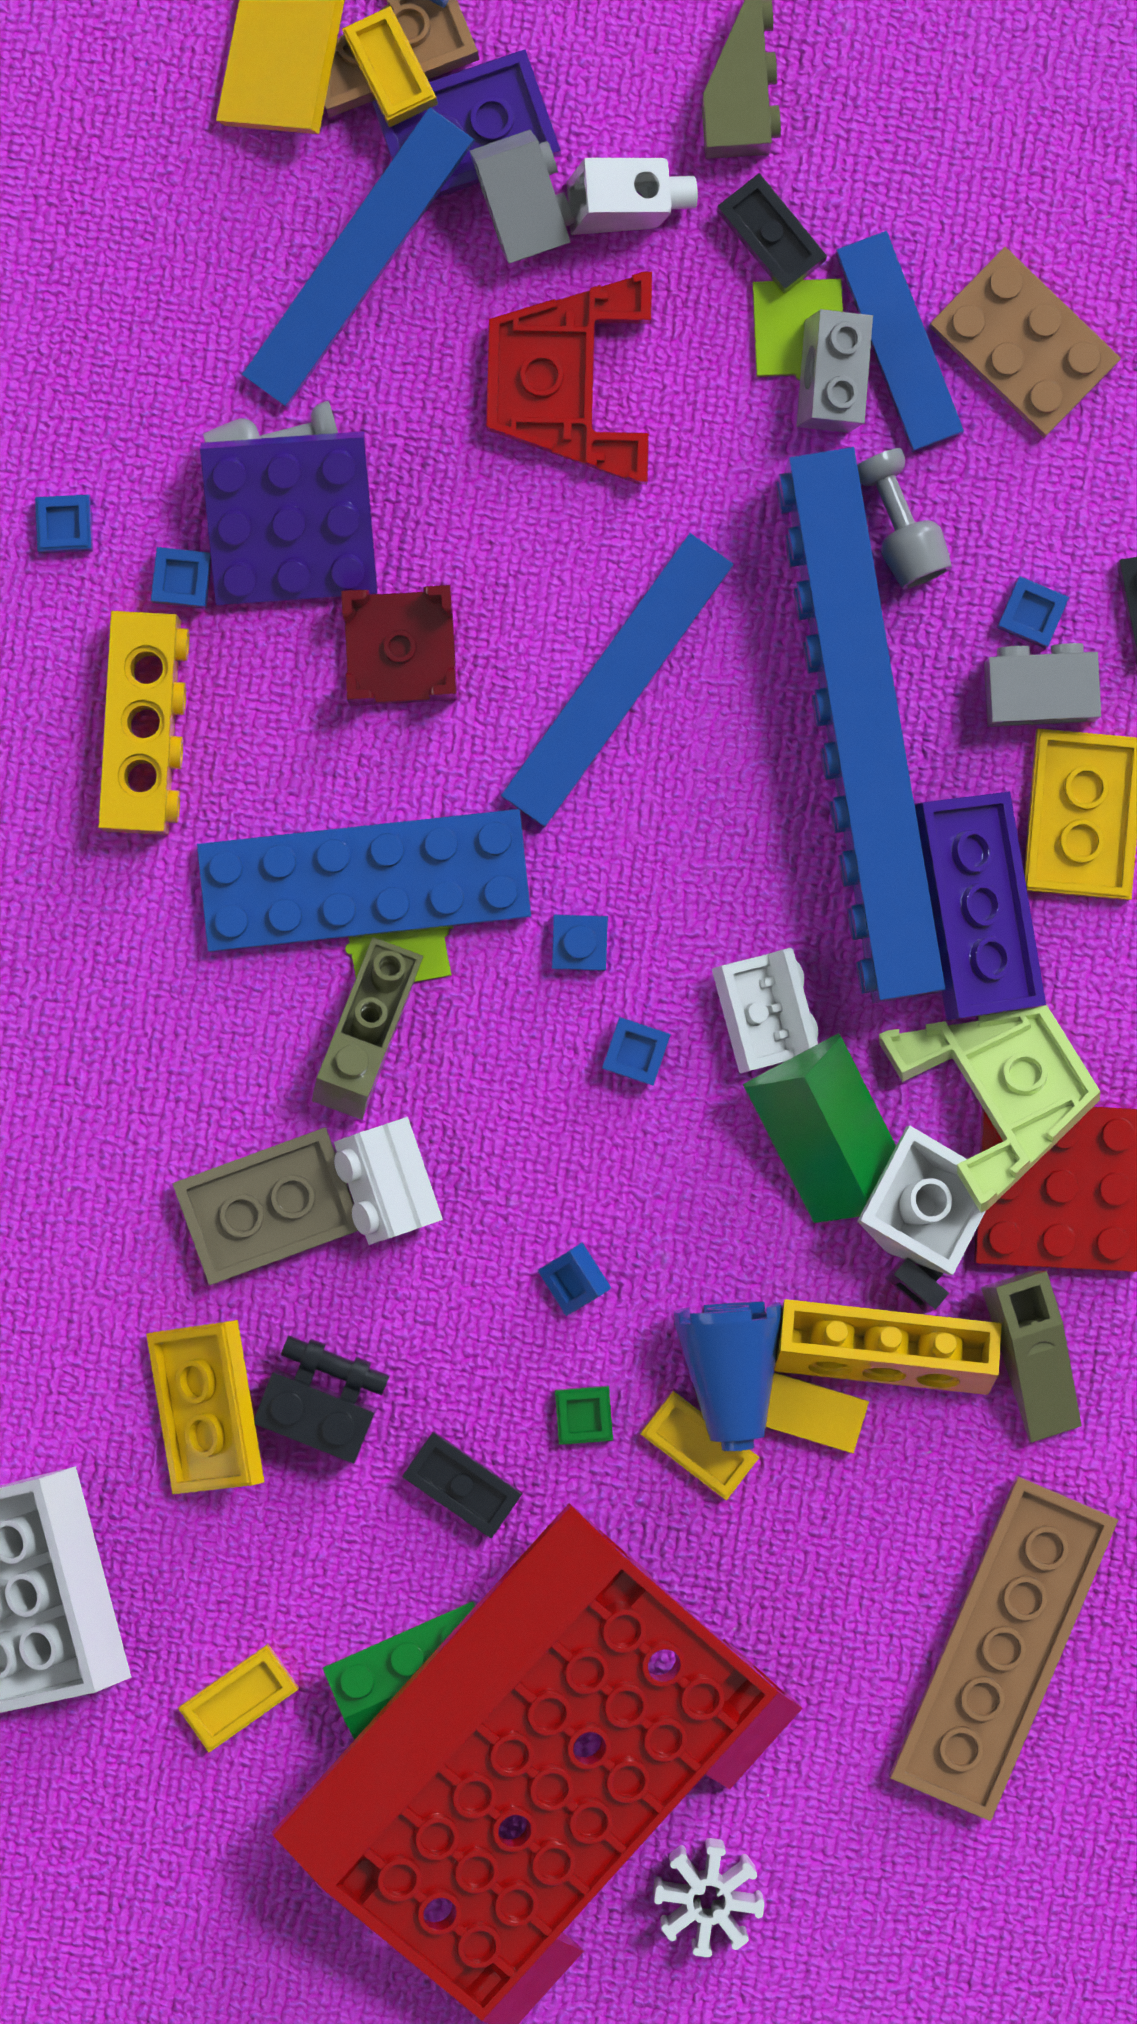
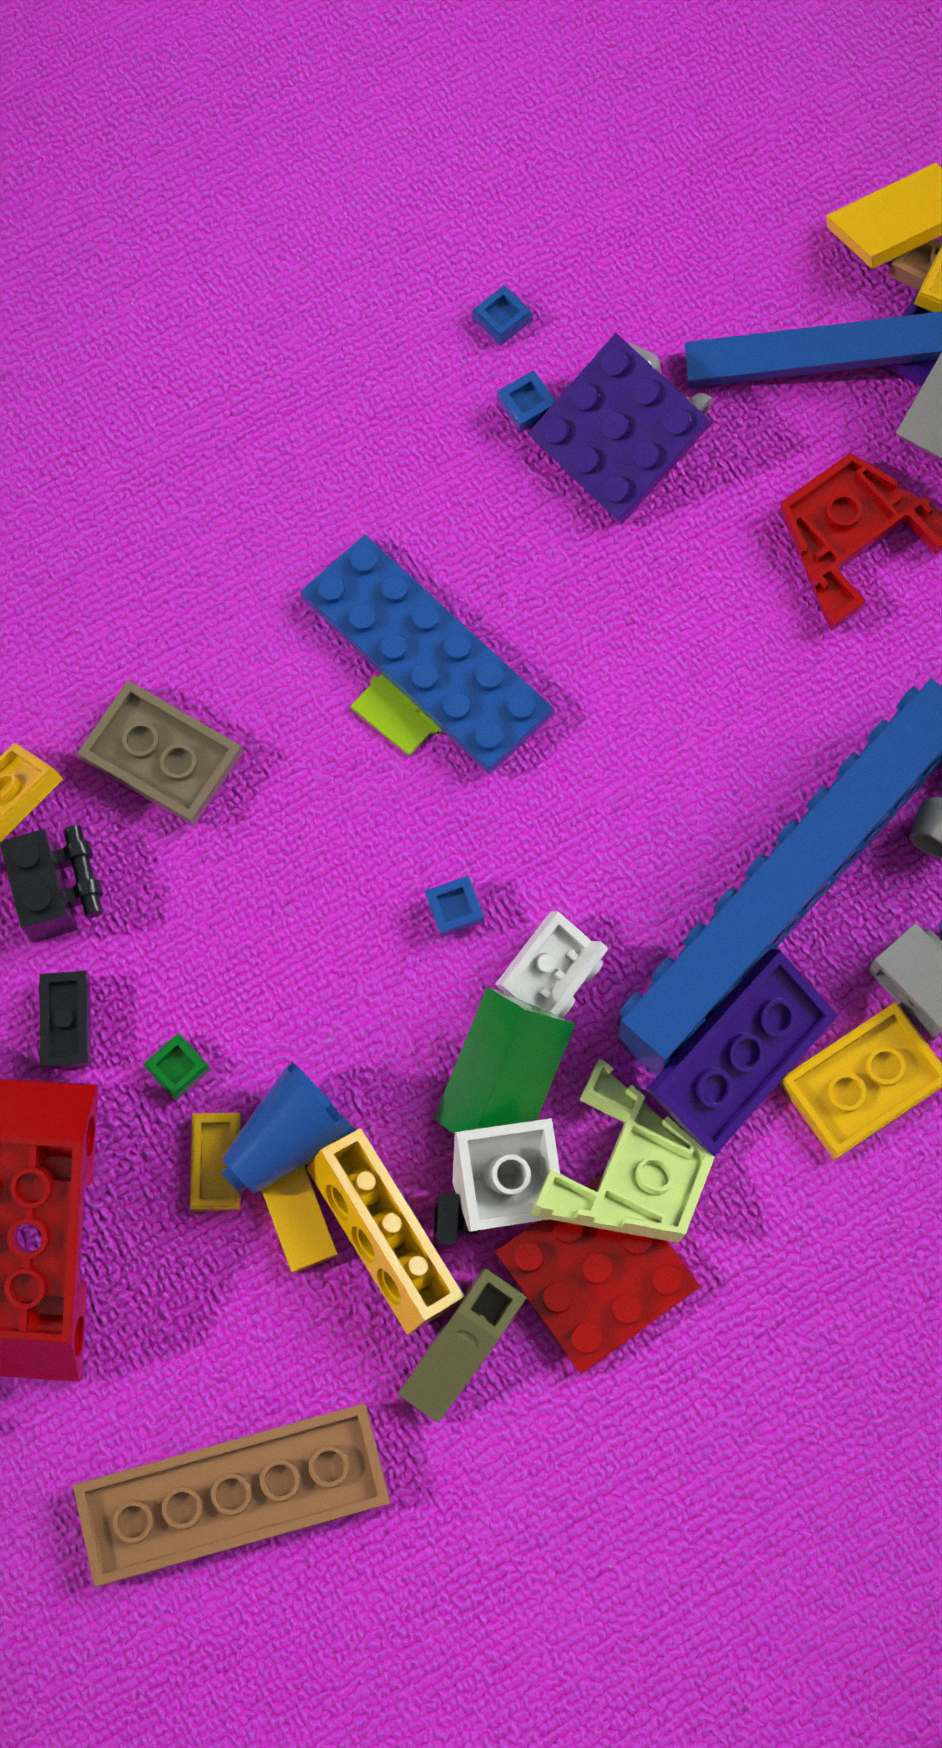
camera: 60 degrees right, 15 degrees down
(131, 639) = (423, 422): yellow brick -> none
(366, 1028) = (325, 723): olive slope -> none
(386, 1181) = (234, 809): white brick -> none
(399, 646) = (595, 558): dark red panel -> none
(574, 1279) = (266, 984): blue plate -> none
(579, 942) = (497, 817): blue plate -> none
(617, 680) = (690, 708): blue tile -> none

